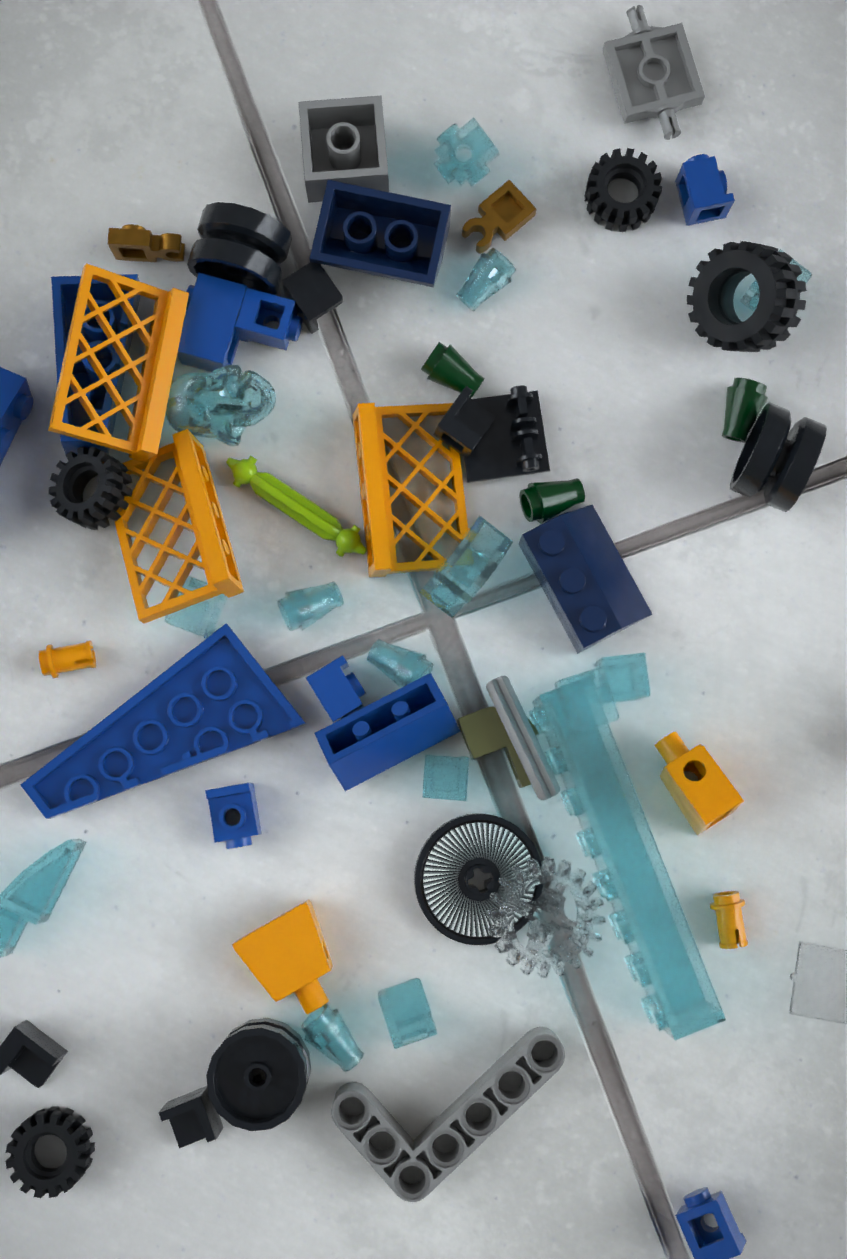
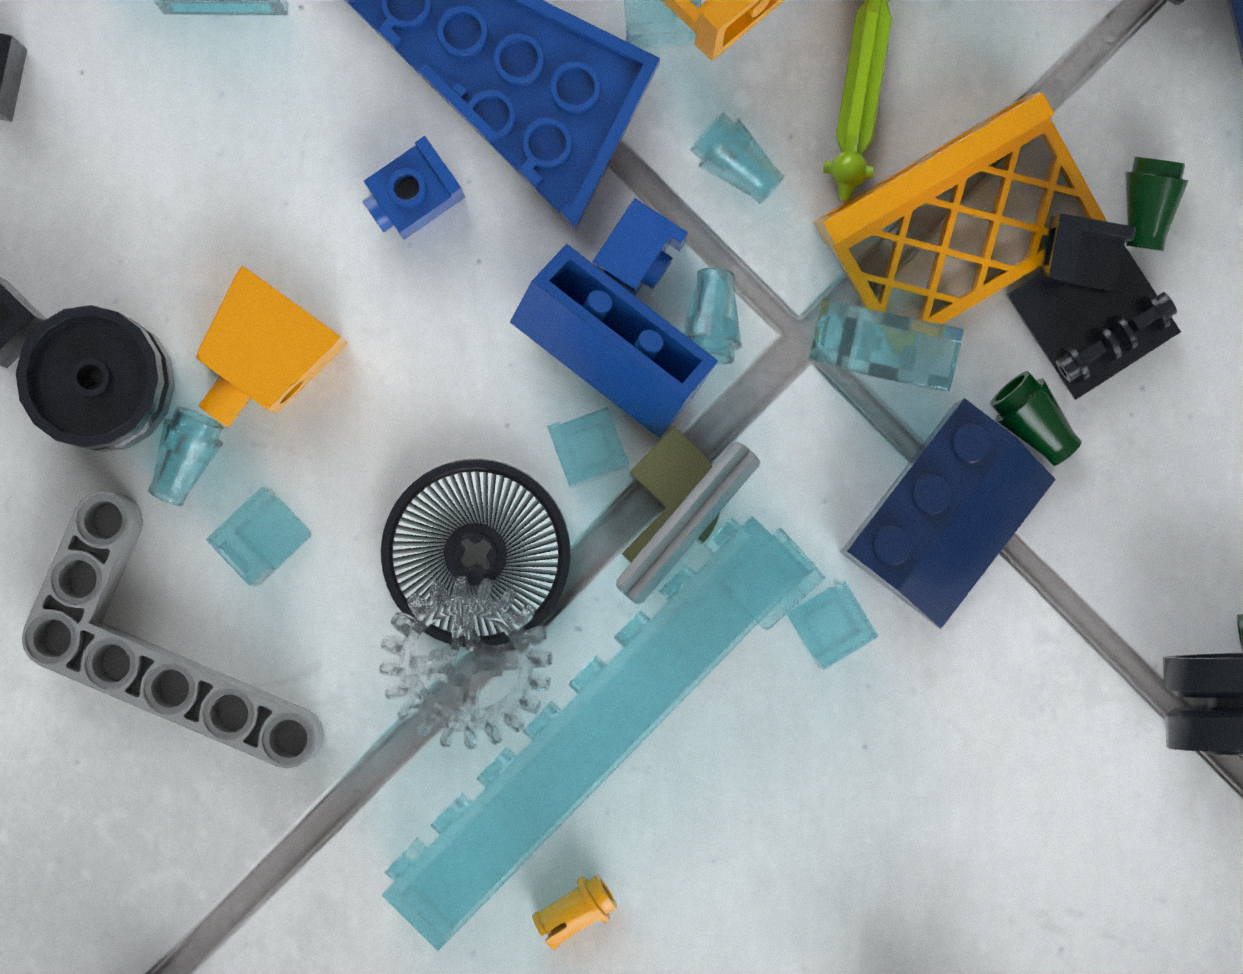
camera: 70 degrees right, 5 degrees up
(703, 800) = (716, 806): light orange torso -> none

